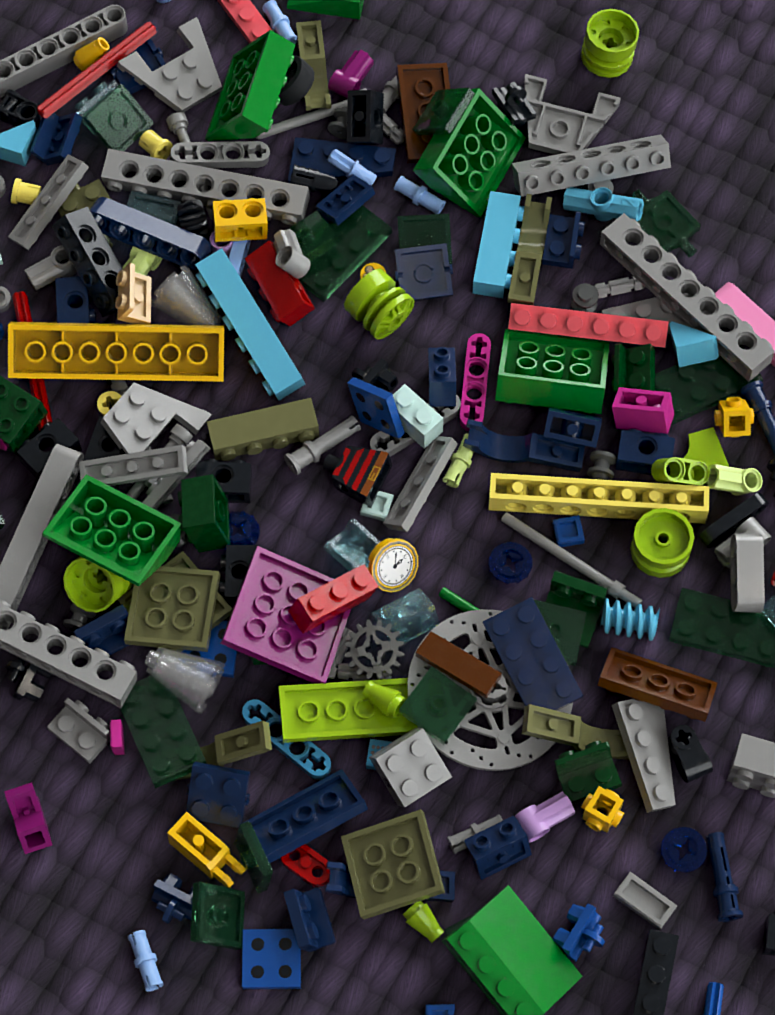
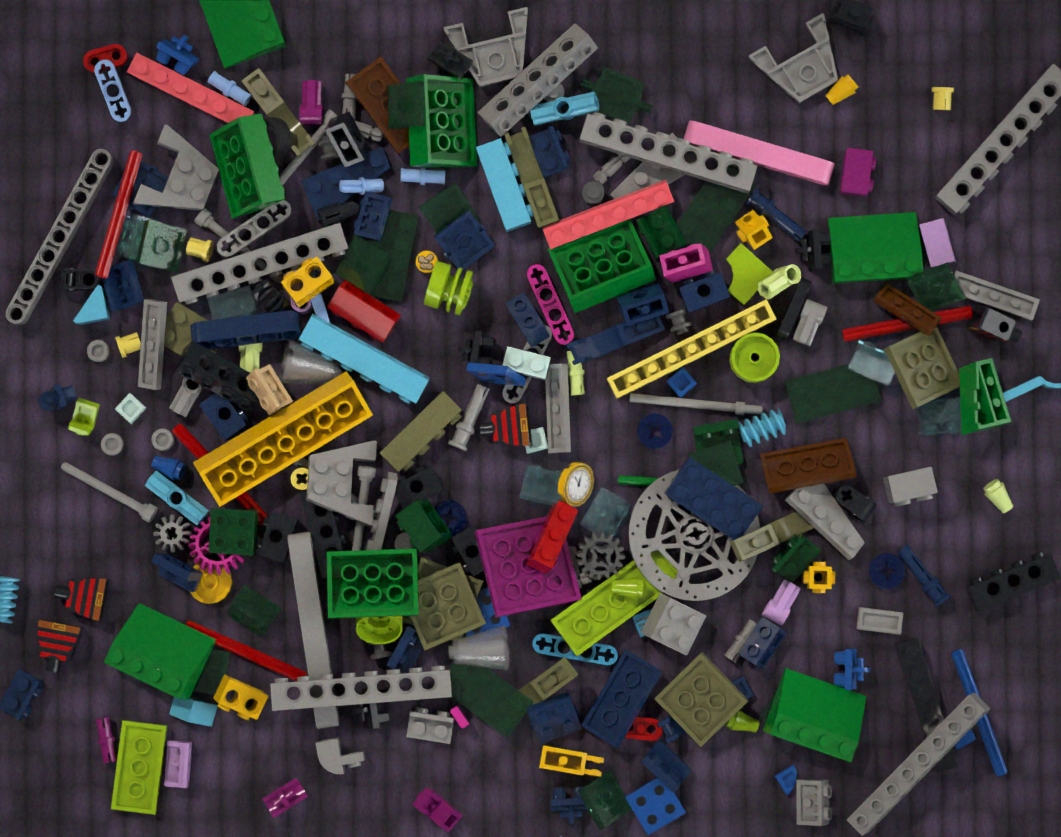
camera: 25 degrees left, 20 degrees up
(90, 53) = (103, 202): yellow cone -> none
(137, 466) = (354, 523): light grey plate -> none
(253, 857) = (605, 748): clear green plate -> none
(289, 254) = (363, 291): light grey piece -> none
(437, 705) = (668, 571): clear green plate -> none
(458, 664) = (665, 534): reddish brown tile -> none
(680, 471) = (739, 299): lime beam -> none
(692, 345) = (692, 190): medium azure slope -> none
(747, 573) = (827, 349): light grey beam -> none

